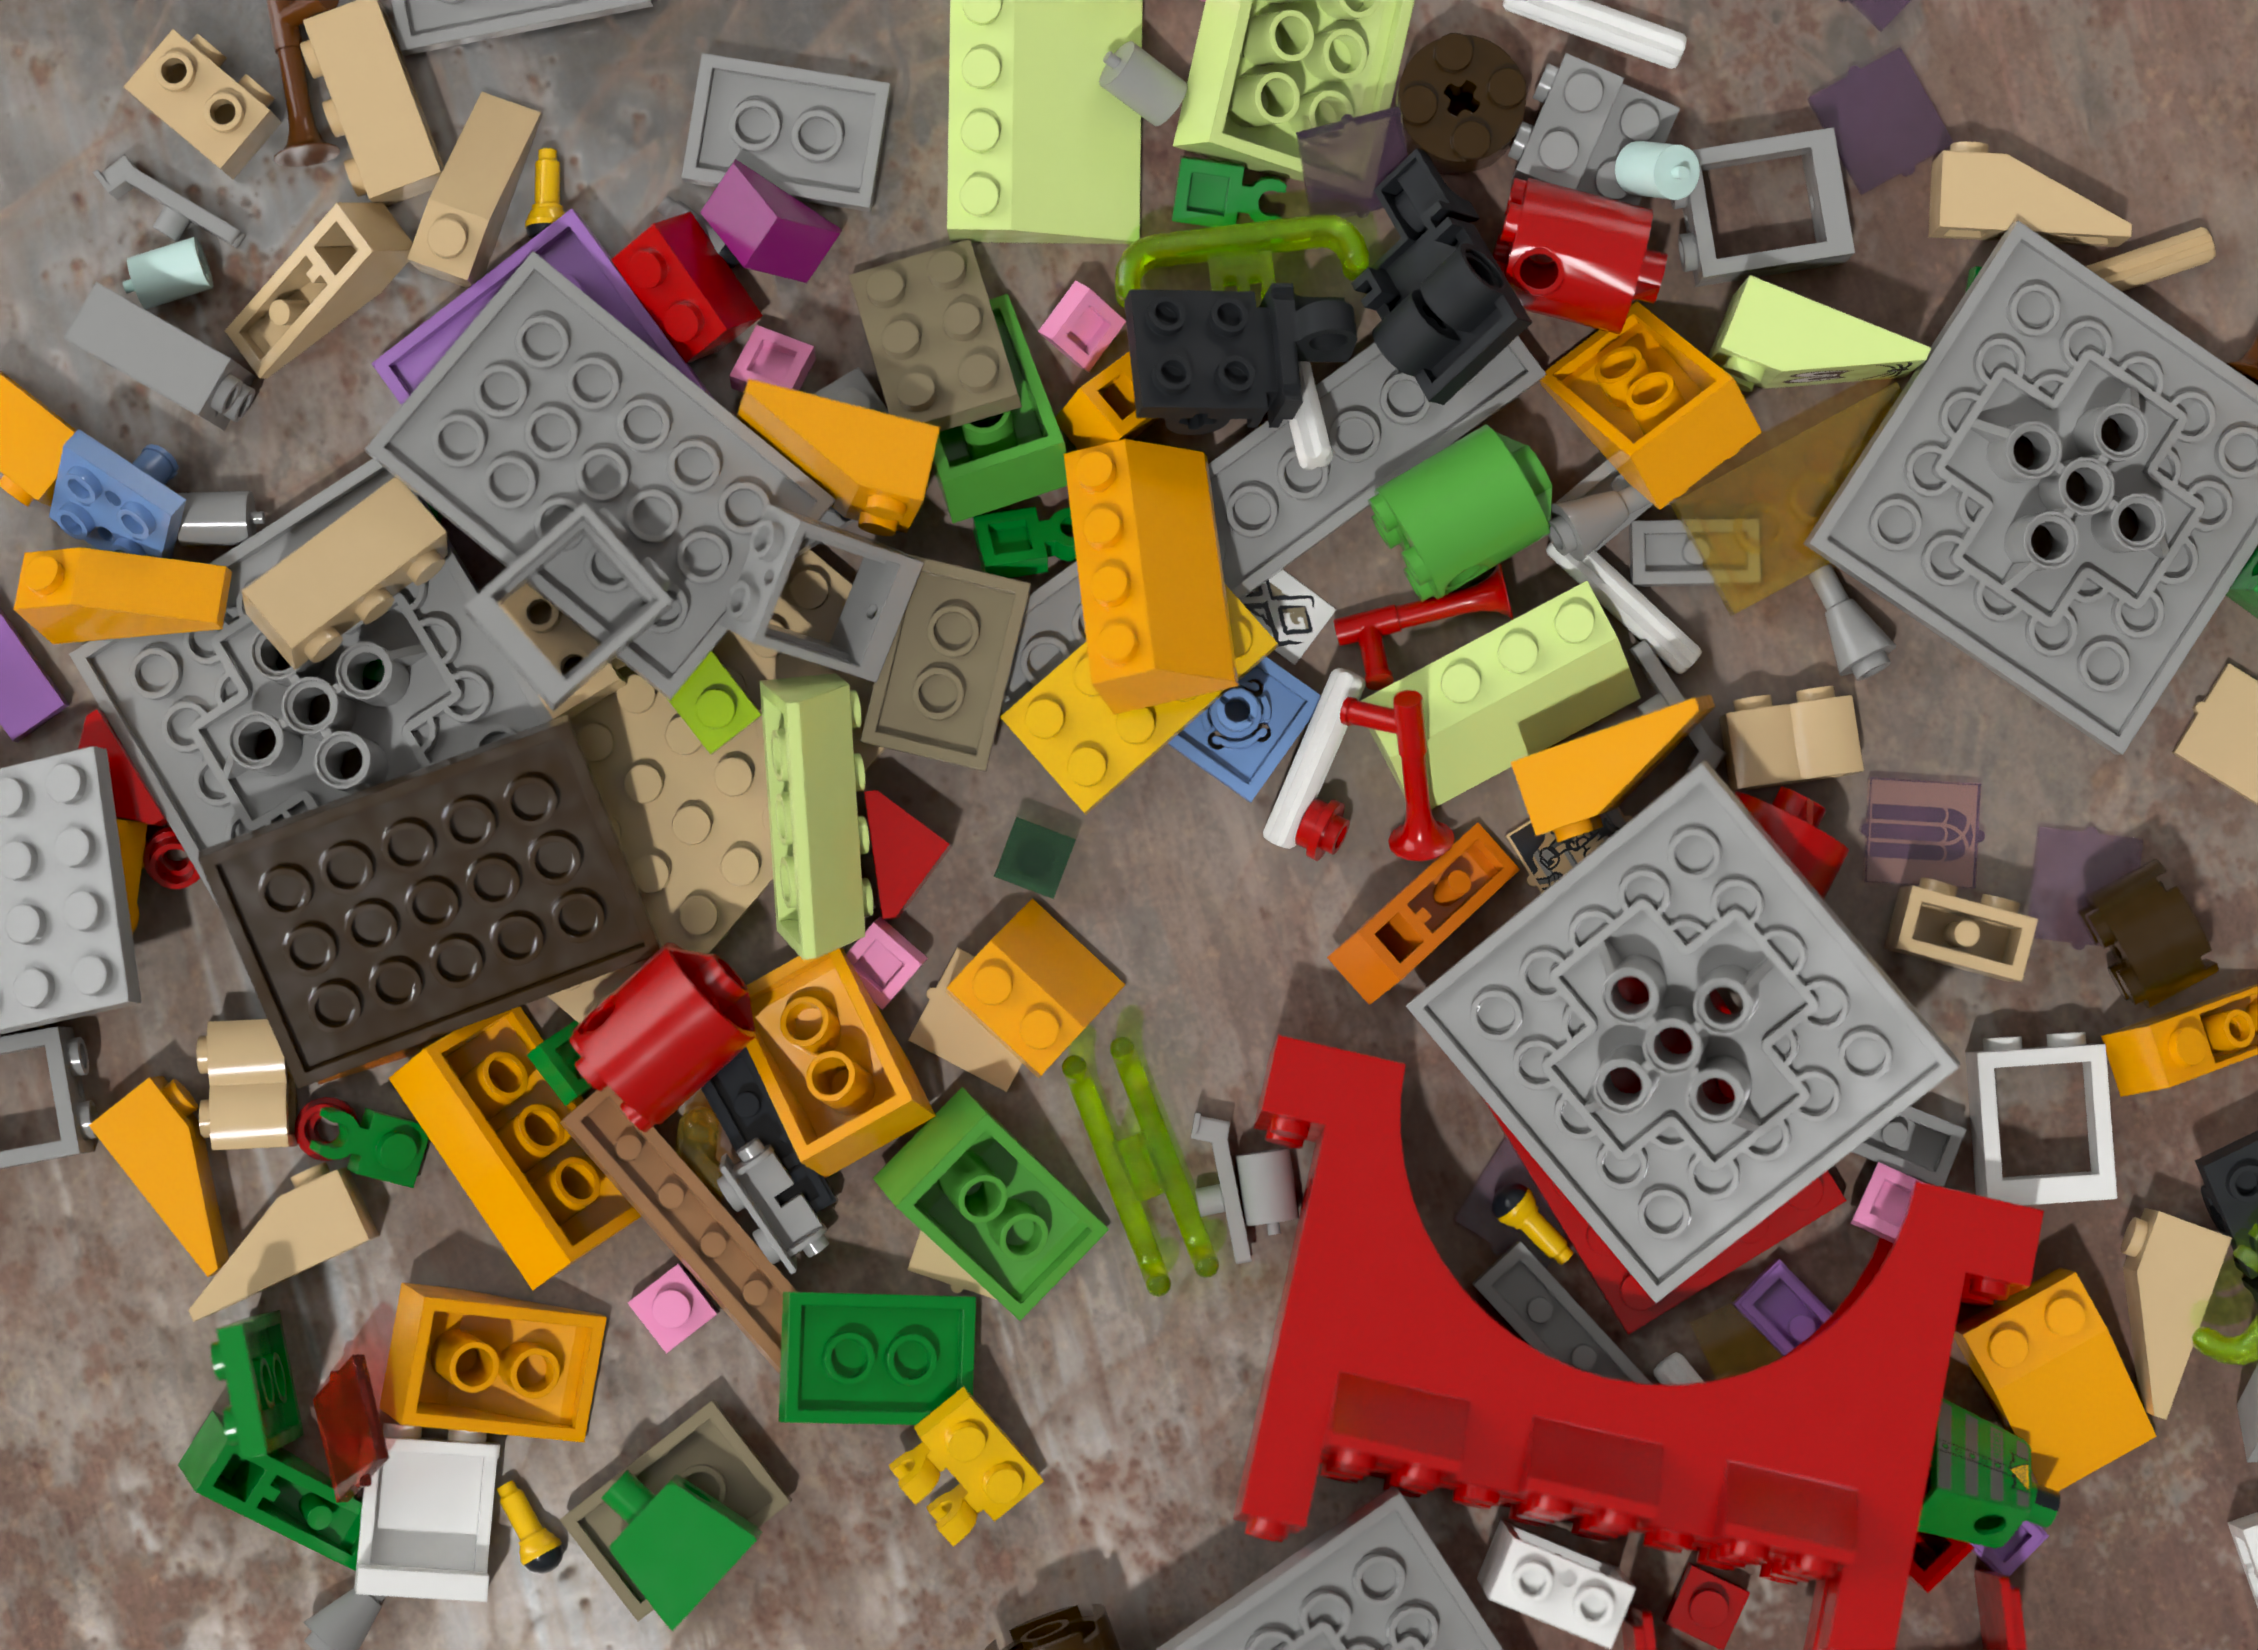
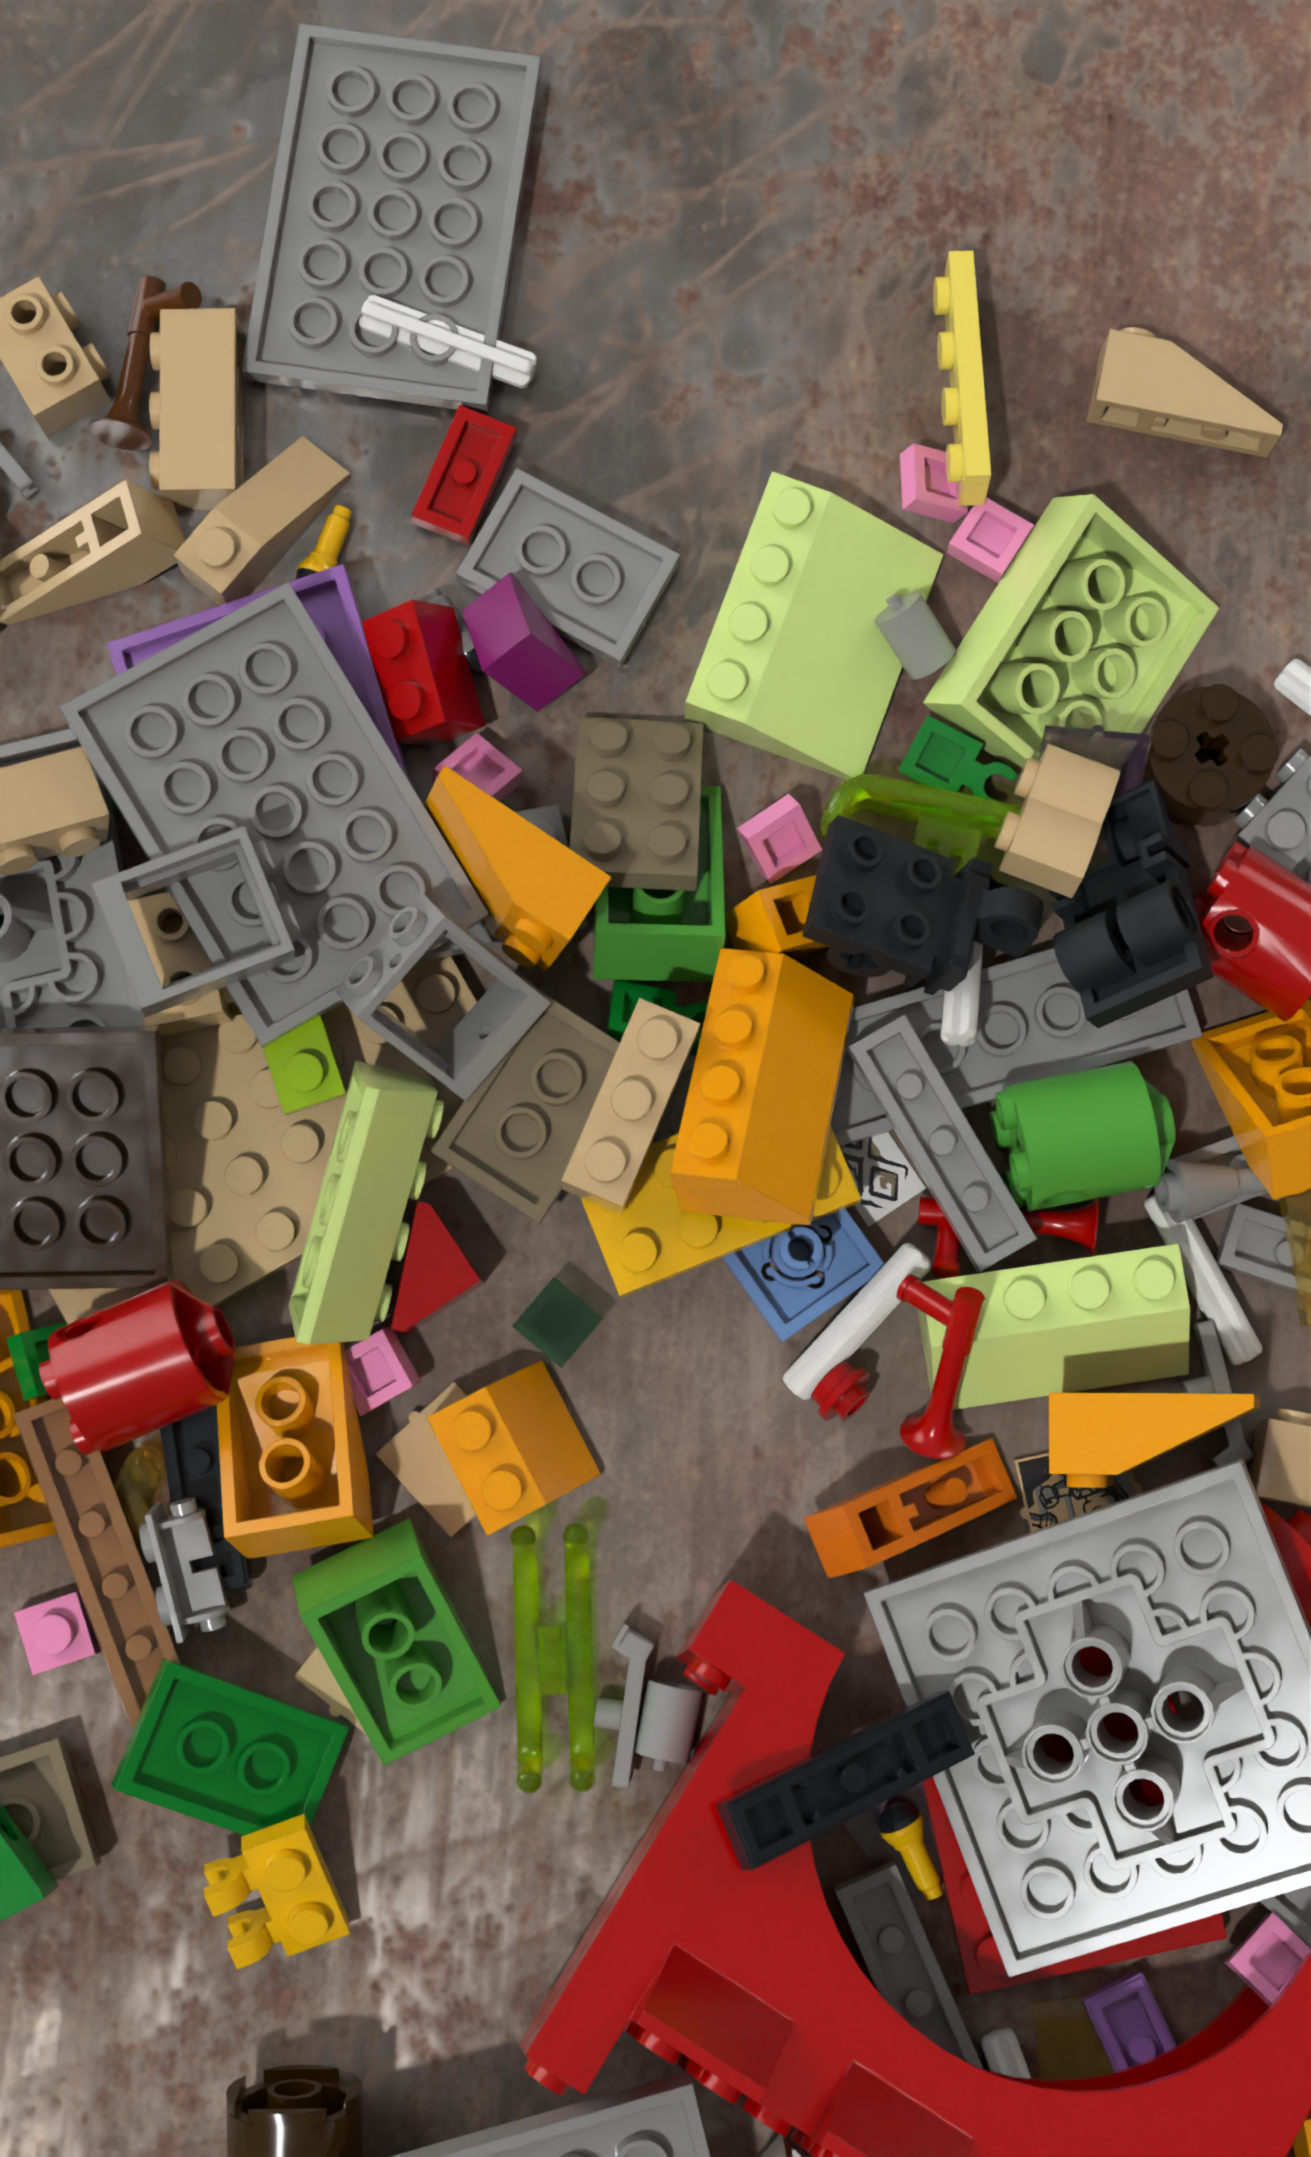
camera: 15 degrees right, 5 degrees down
(653, 77) = (464, 475): none -> red plate
(1032, 633) = (630, 1106): none -> tan brick
(1334, 564) = (941, 1143): none -> light grey plate
(1338, 221) = (1058, 819): none -> tan brick
(1444, 1175) = (844, 1780): none -> black plate

